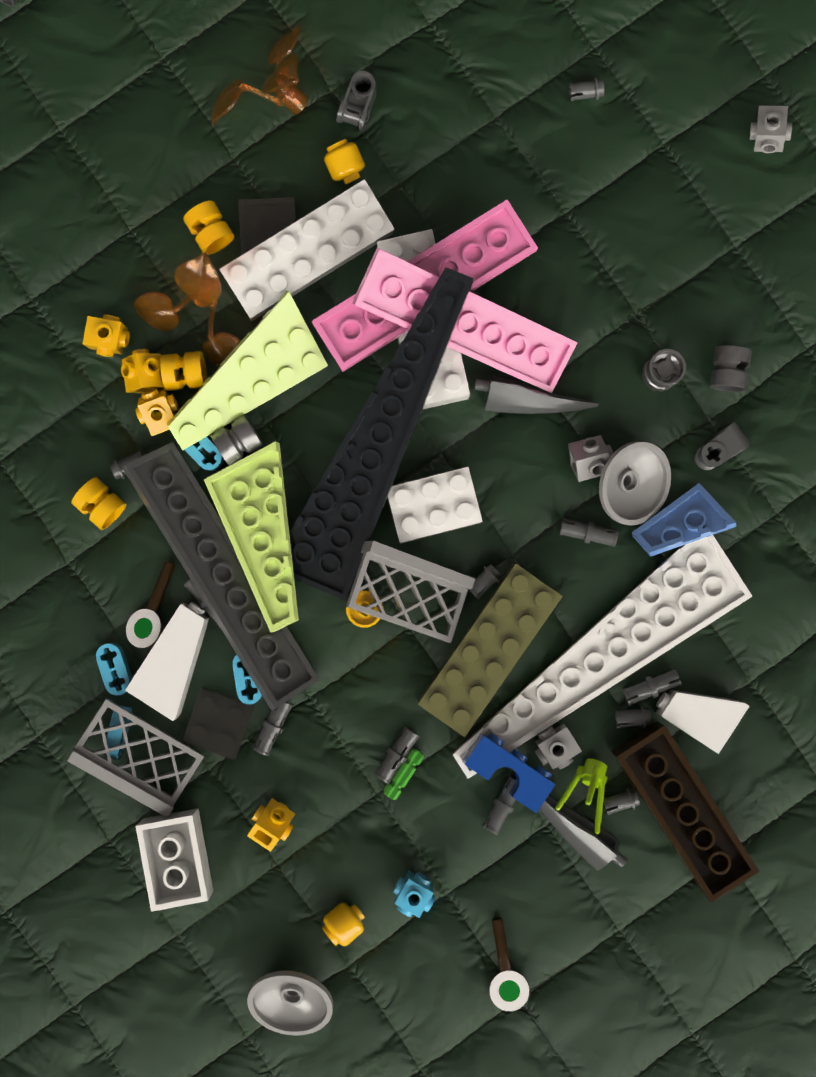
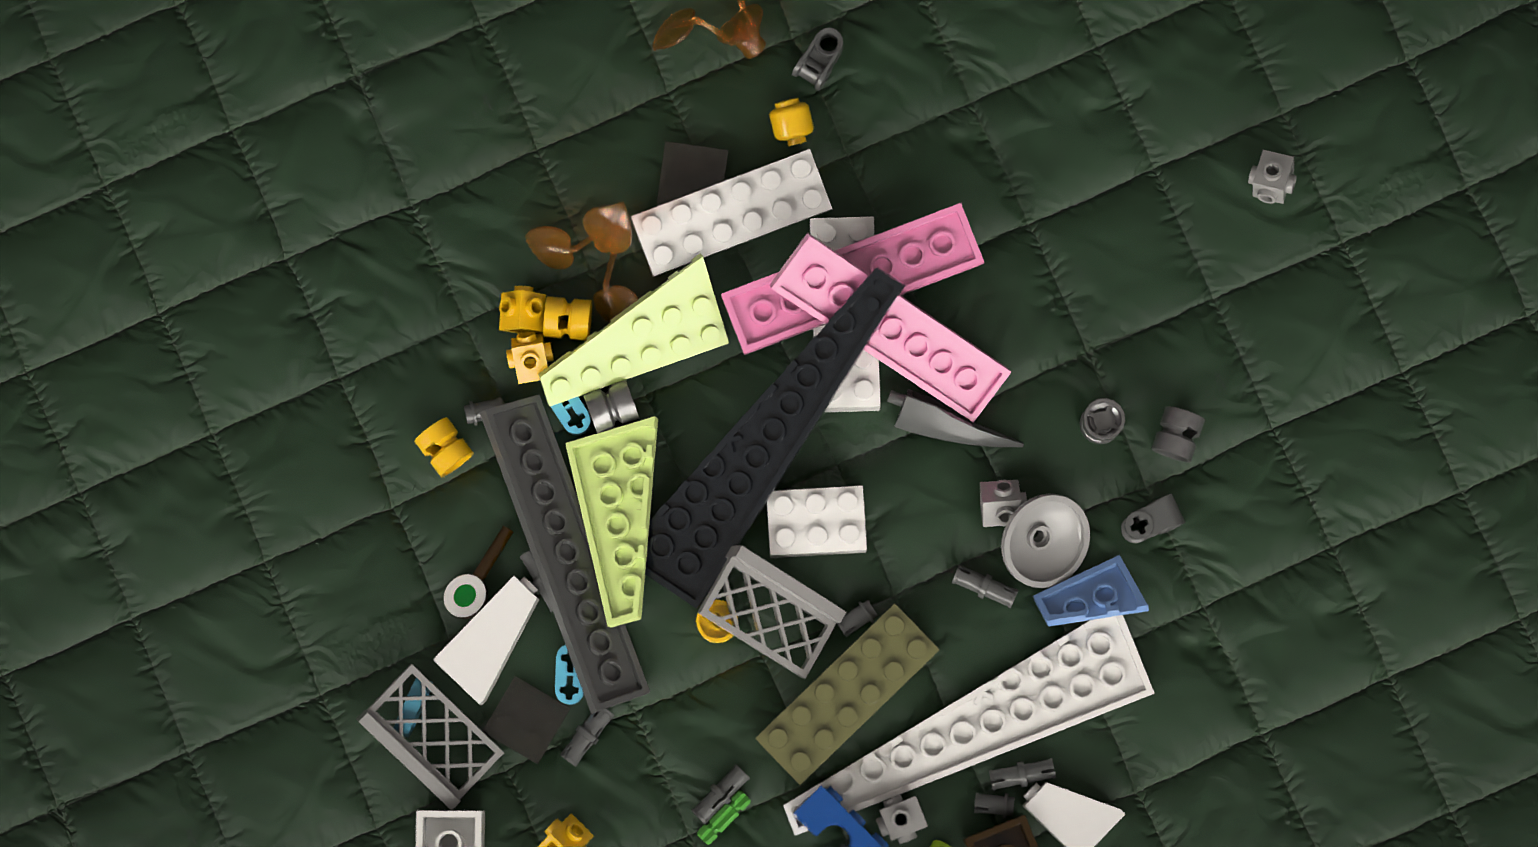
camera: 15 degrees right, 5 degrees down
(106, 335) = (484, 253): yellow brick -> none
(107, 670) = (414, 635): medium azure beam -> none
(206, 223) = (626, 165): yellow wheel -> none
(586, 89) = (1077, 92): dark grey pin -> none

